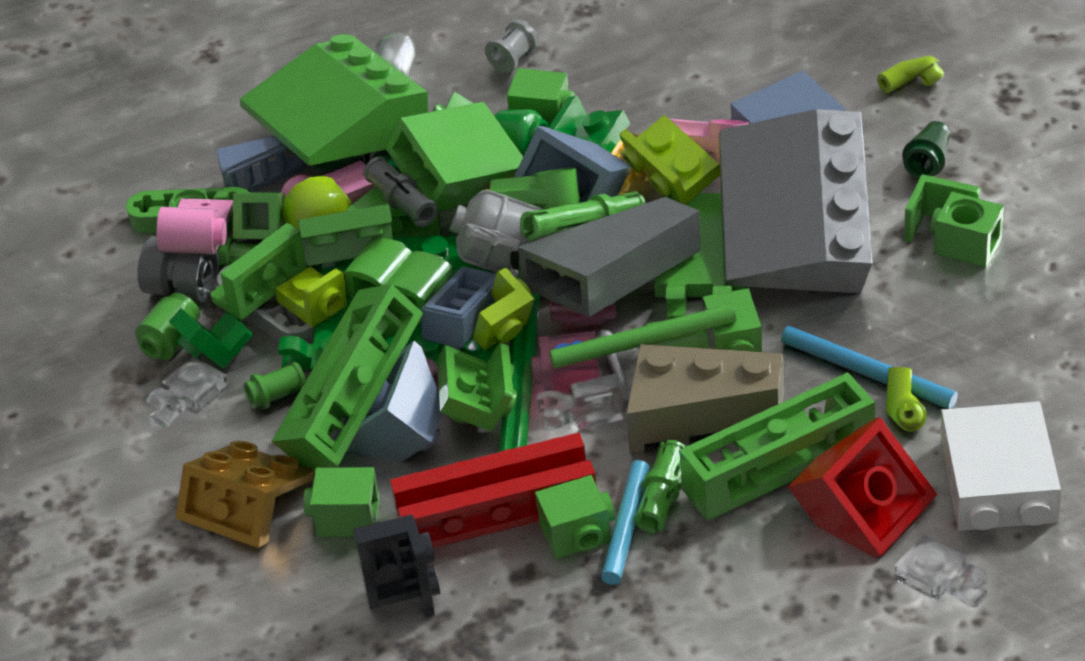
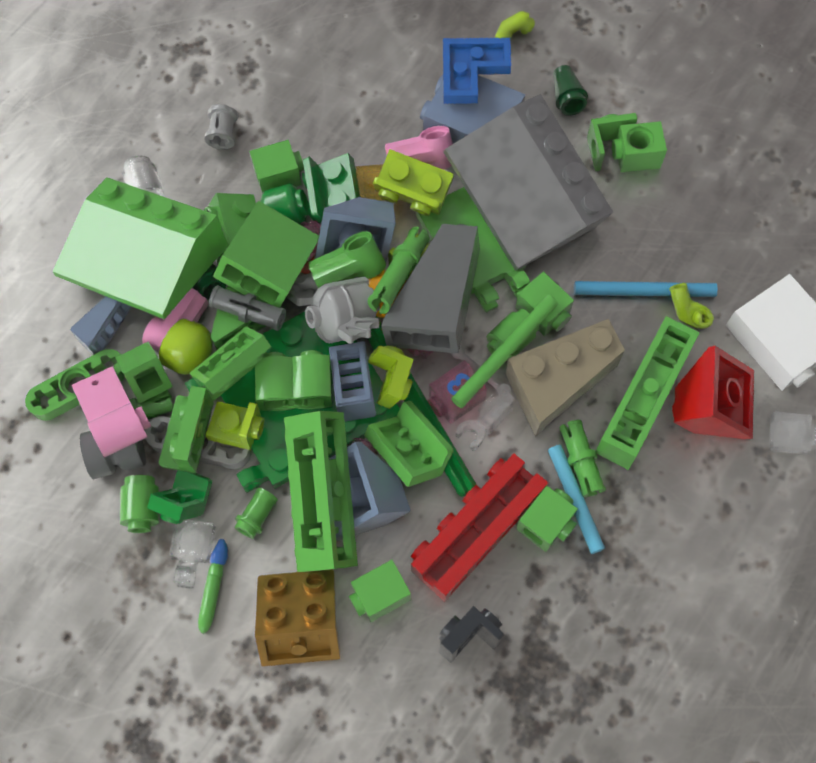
camera: 35 degrees left, 25 degrees up
(181, 432) = (212, 586): none -> bright green piece
(814, 64) = (466, 60): none -> blue plate

